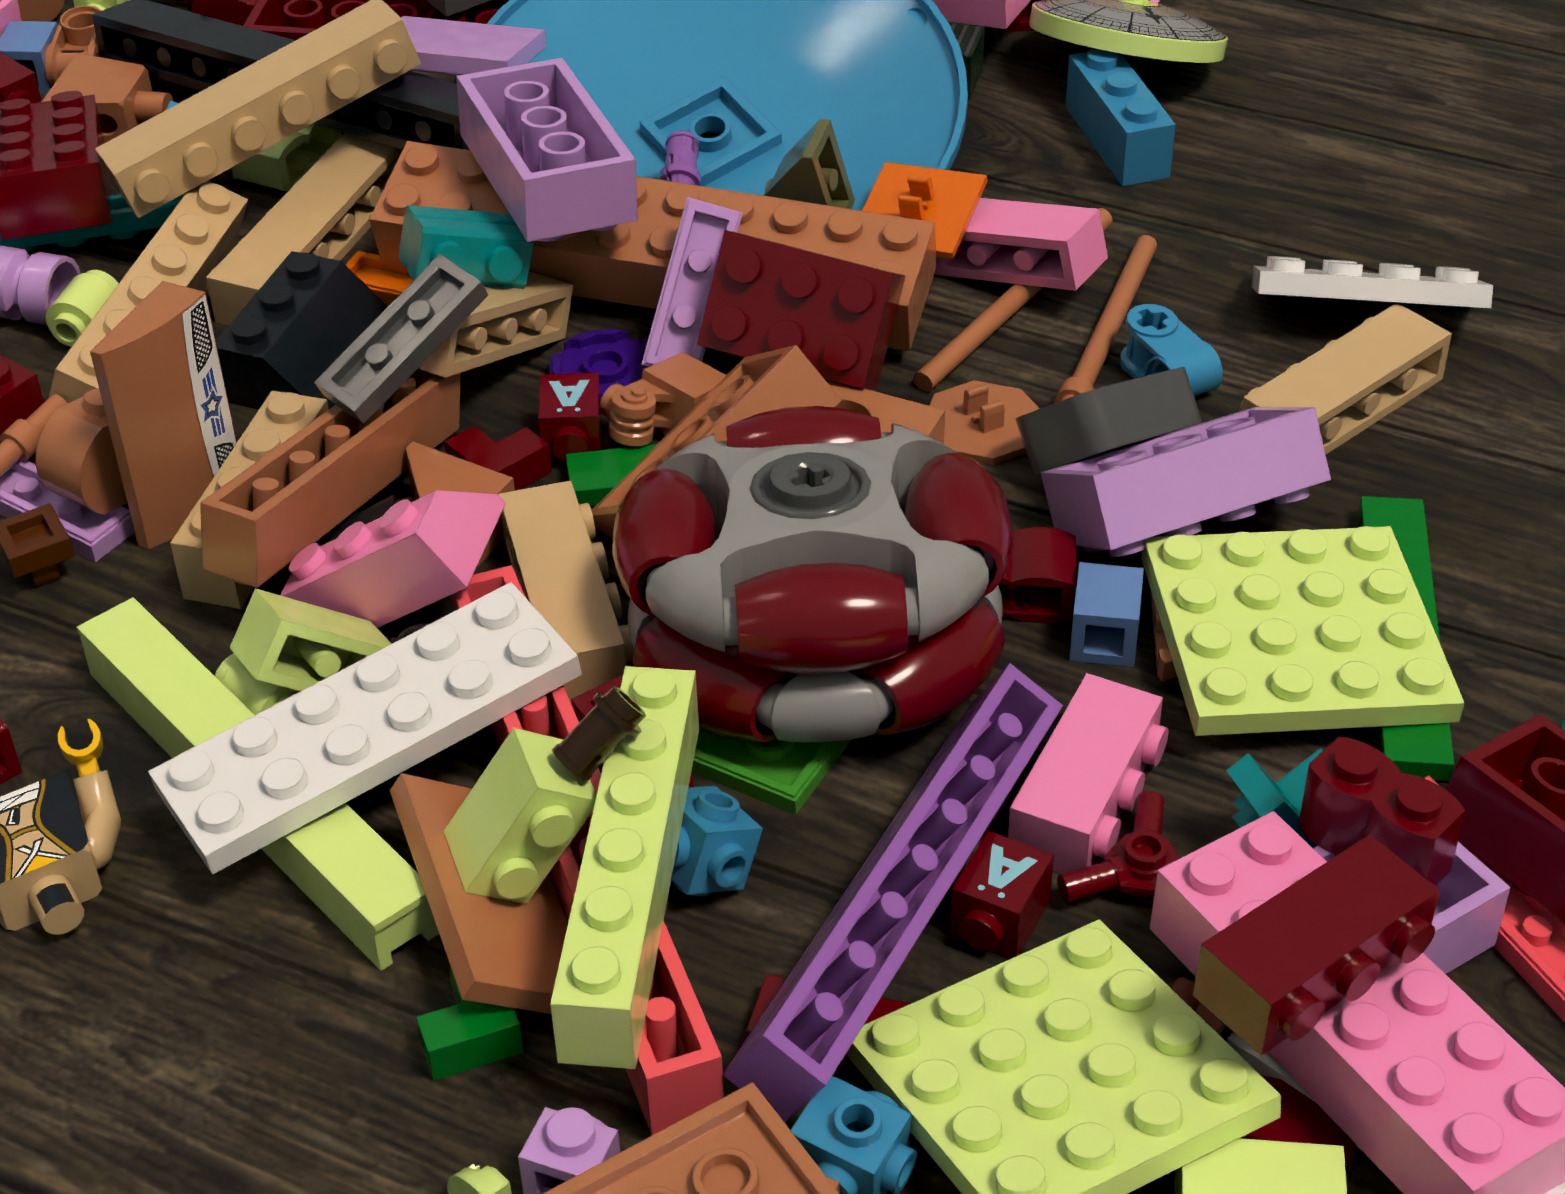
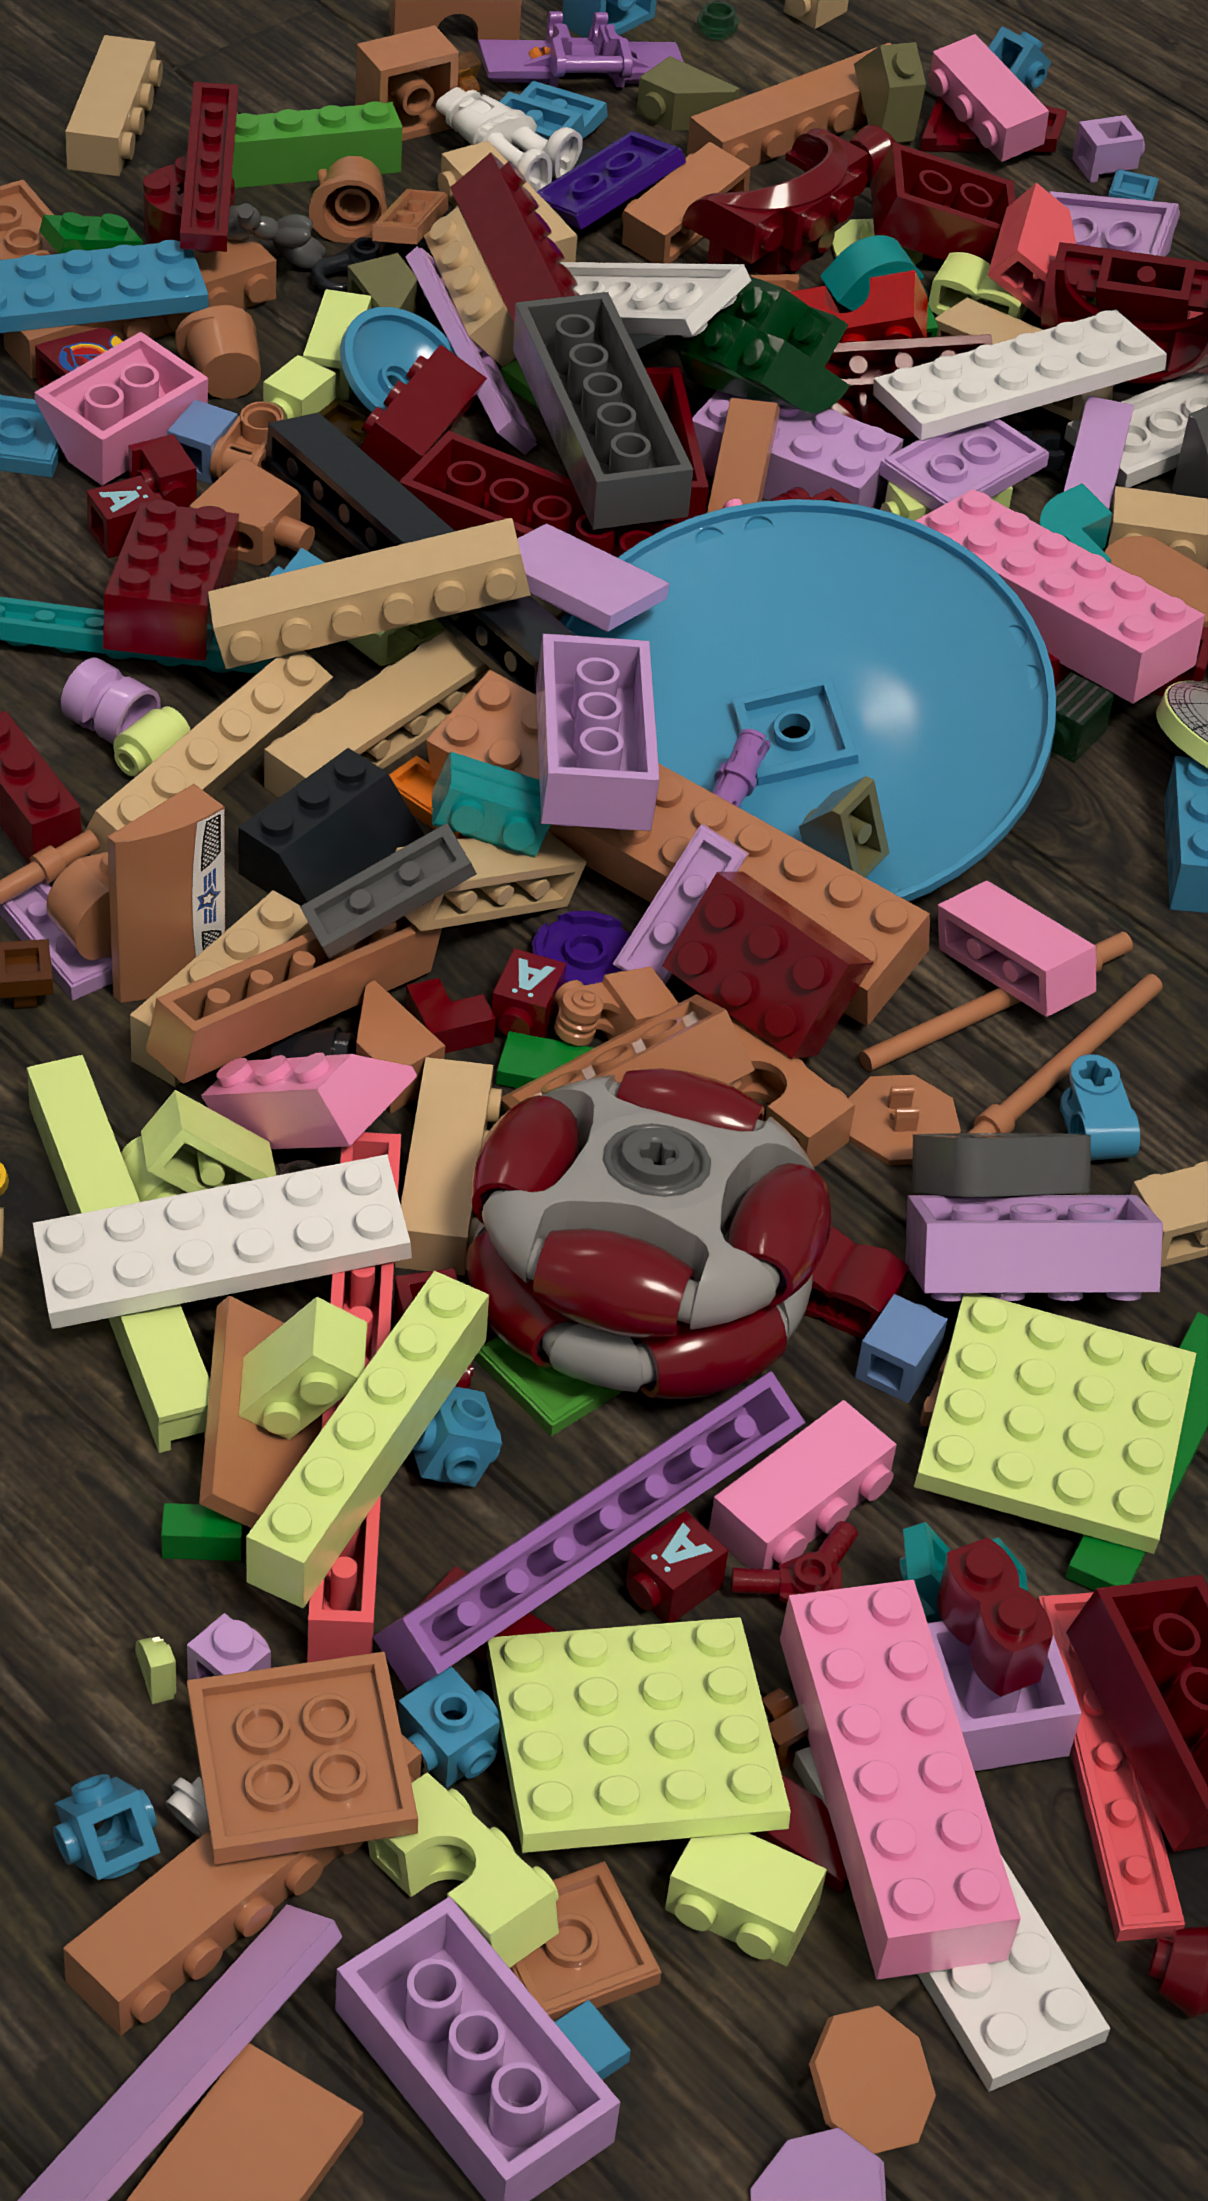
camera: 15 degrees right, 5 degrees up
(599, 732) = (392, 1319): dark brown pin -> none
(931, 196) = (944, 881): orange piece -> none
(1316, 945) = (865, 1702): dark red brick -> none

